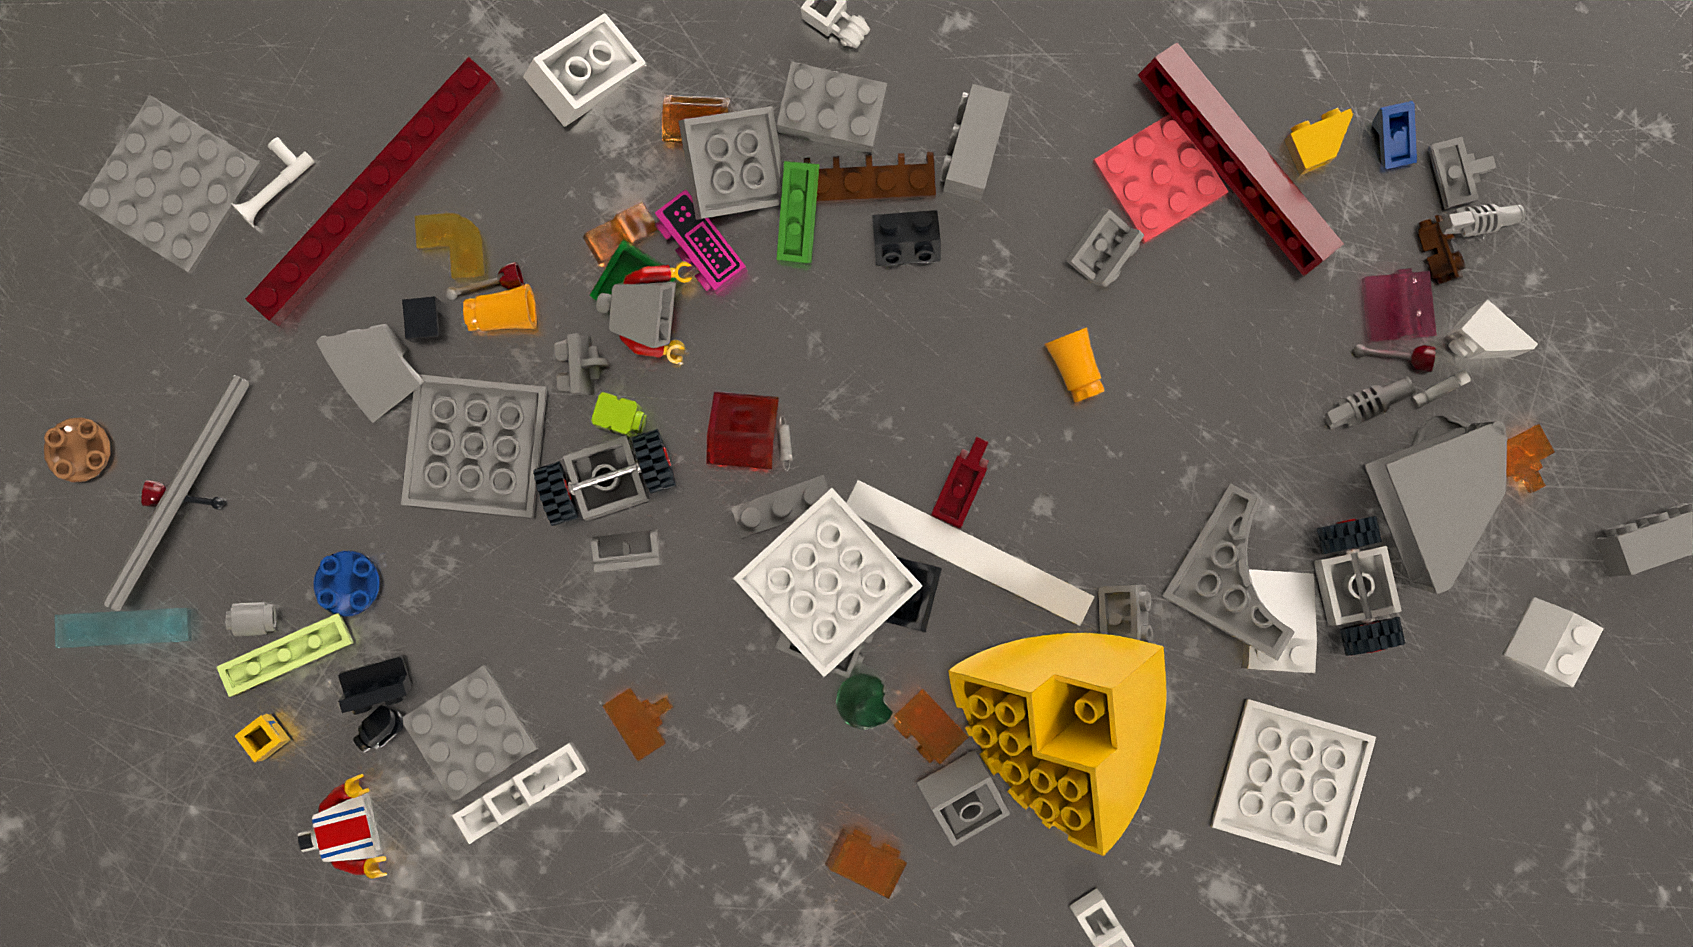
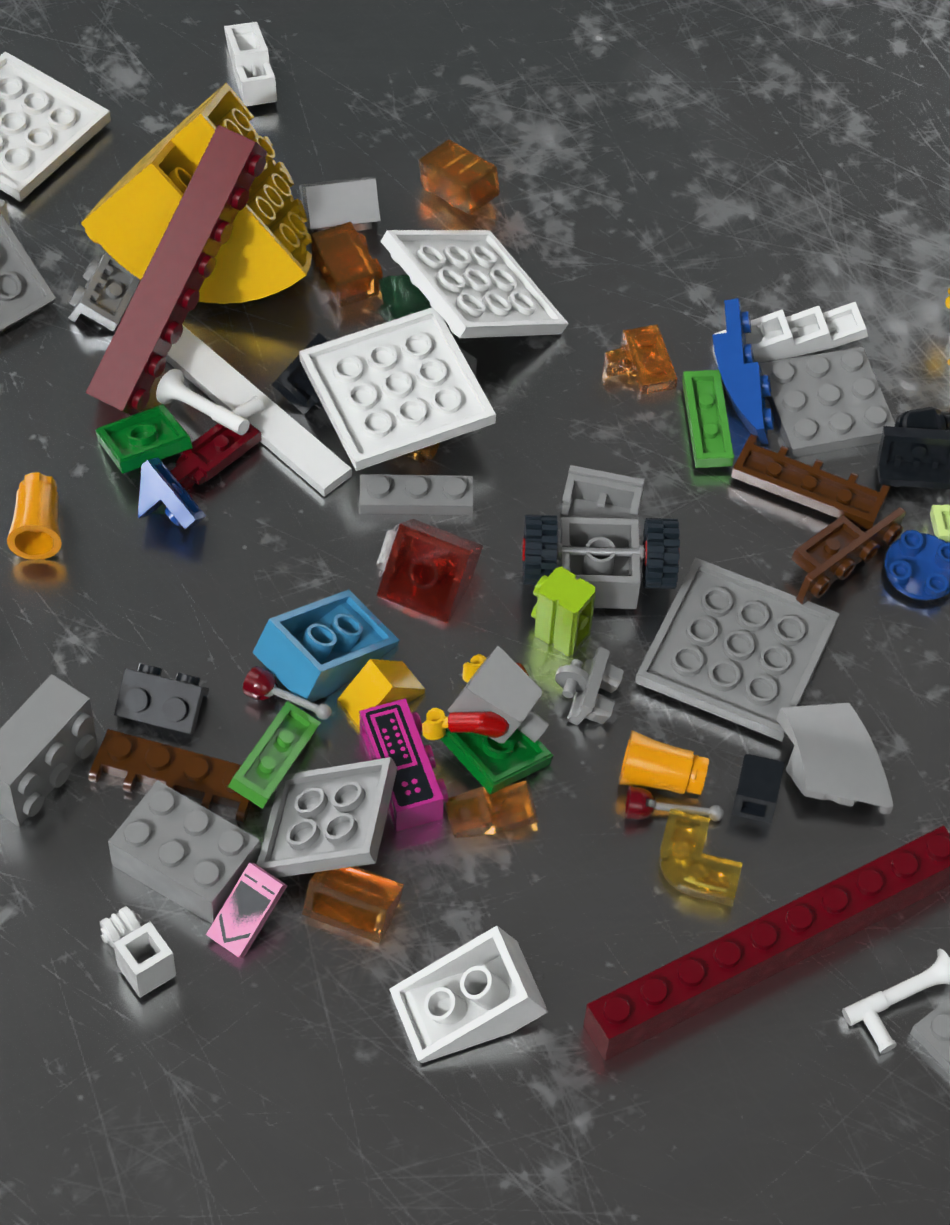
camera: 165 degrees left, 30 degrees down
(417, 567) = (839, 549): none -> reddish brown bracket
(459, 632) = (809, 484): none -> reddish brown hinge
(542, 711) = (742, 375): none -> blue slope
(564, 672) = (707, 419): none -> bright green plate
(740, 306) = (379, 684): none -> yellow slope
(767, 76) = (246, 910): none -> bright pink tile
(797, 329) = (322, 644): none -> dark azure slope
(804, 727) = (474, 283): none -> white plate
(832, 275) = (262, 685): none -> hinge
(957, 511) = (172, 388): none -> white piece
(976, 418) = (161, 487): none -> slope
(1024, 472) = (143, 437): none -> green plate
(1050, 613) = (177, 271): none -> dark red brick

